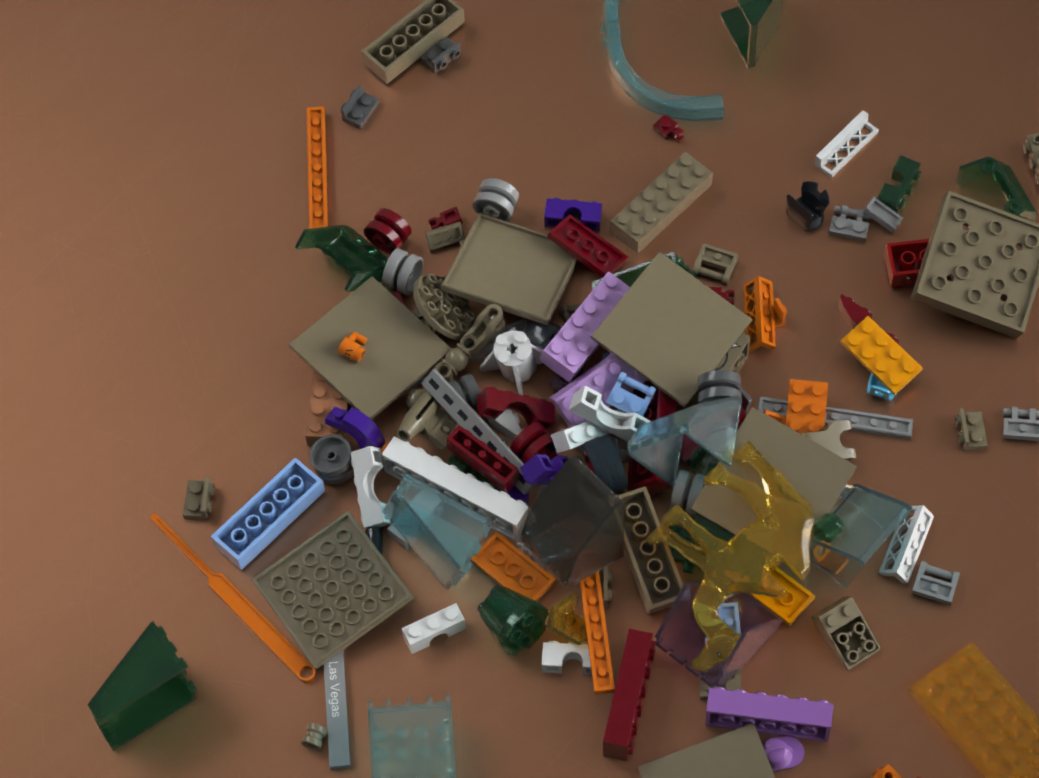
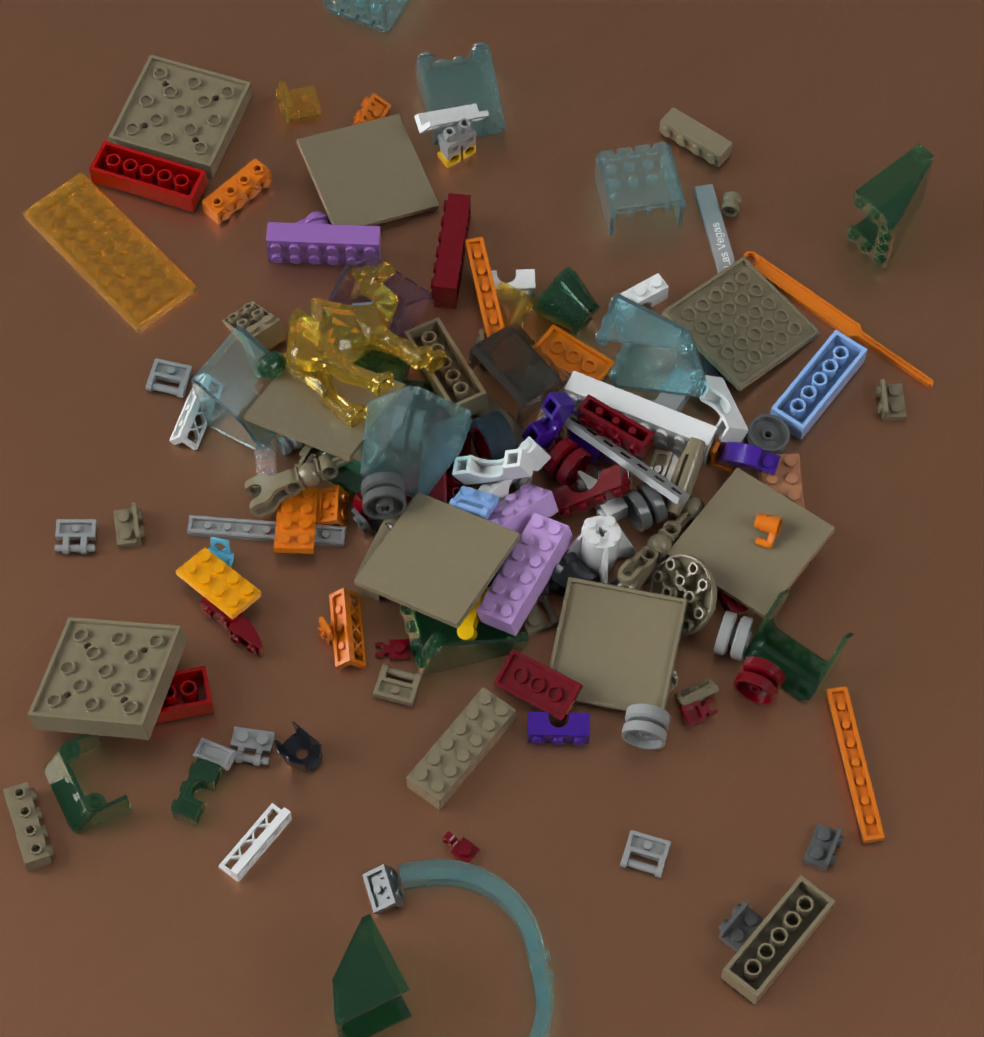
camera: 170 degrees right, 0 degrees up
(508, 116) = (647, 847): none -> light grey plate
(737, 99) = (383, 888): none -> bracket

